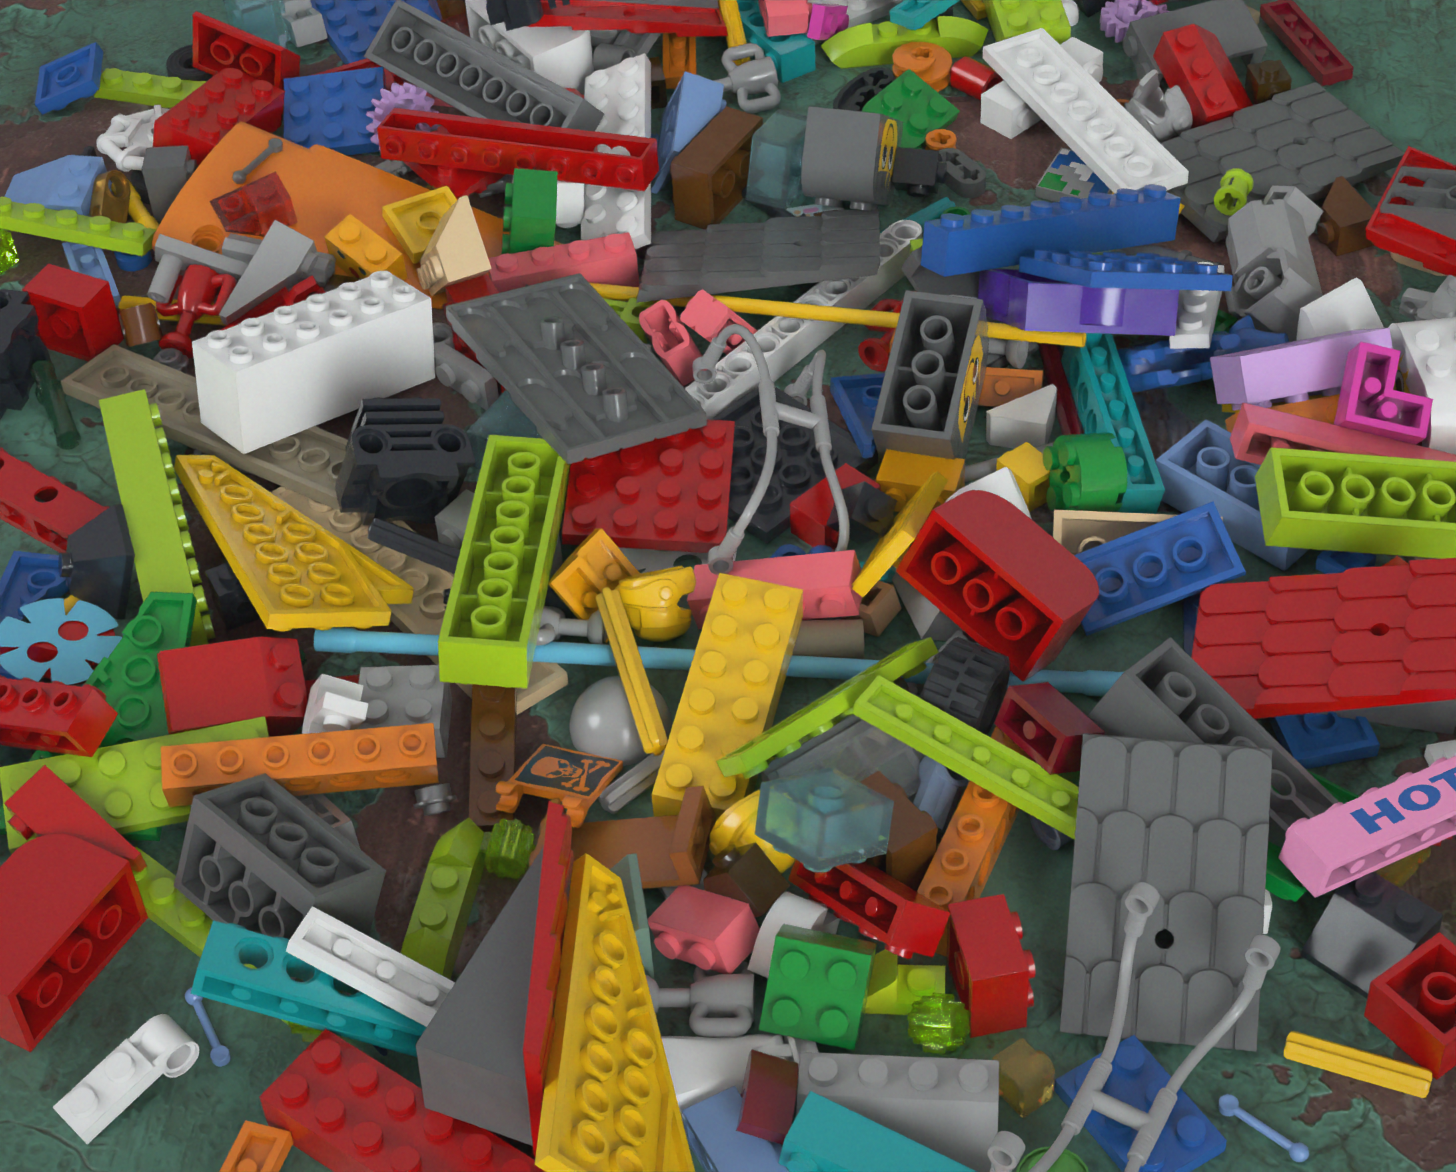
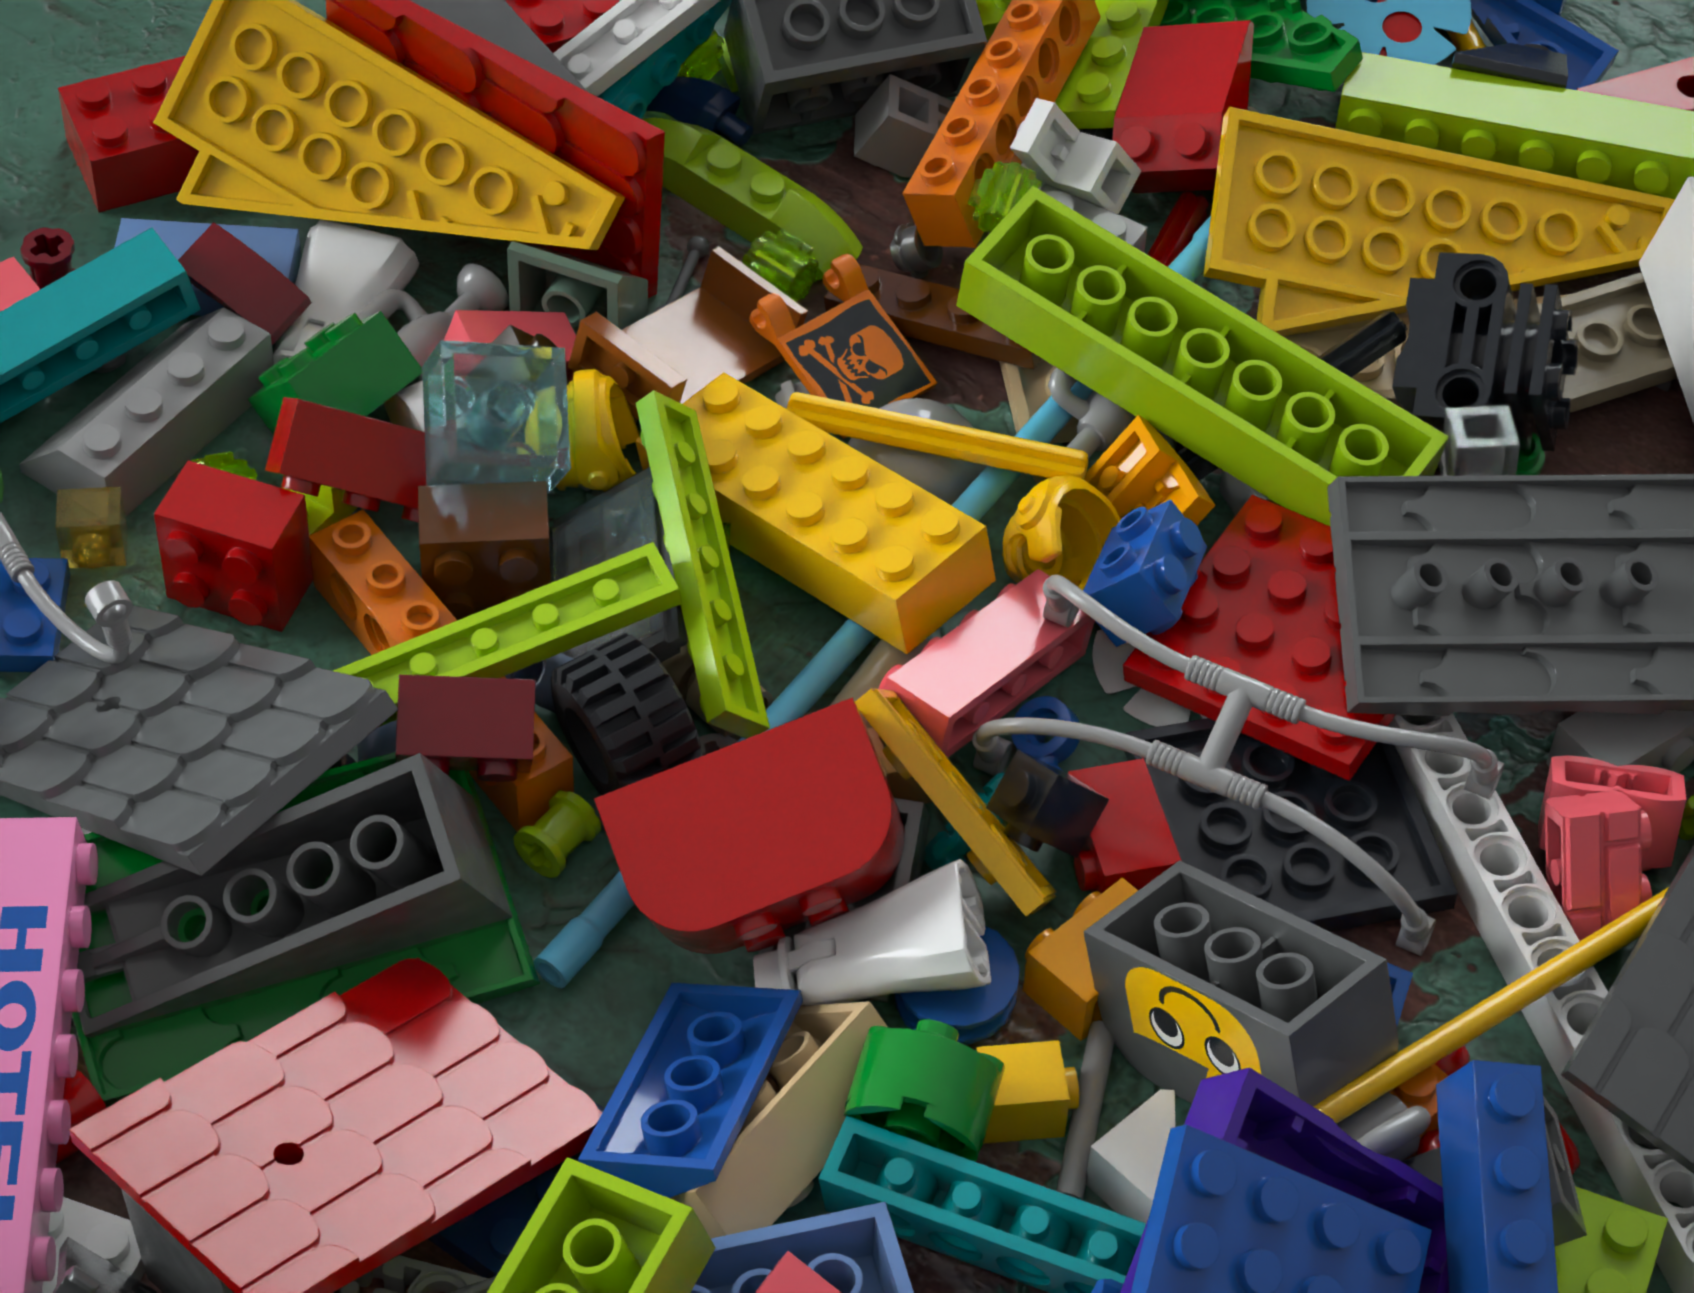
camera: 115 degrees right, 5 degrees up
(408, 705) = (1000, 192): none -> clear neon green gear
(480, 421) = (1479, 442): none -> clear brick
(672, 541) = (1147, 568): none -> blue brick

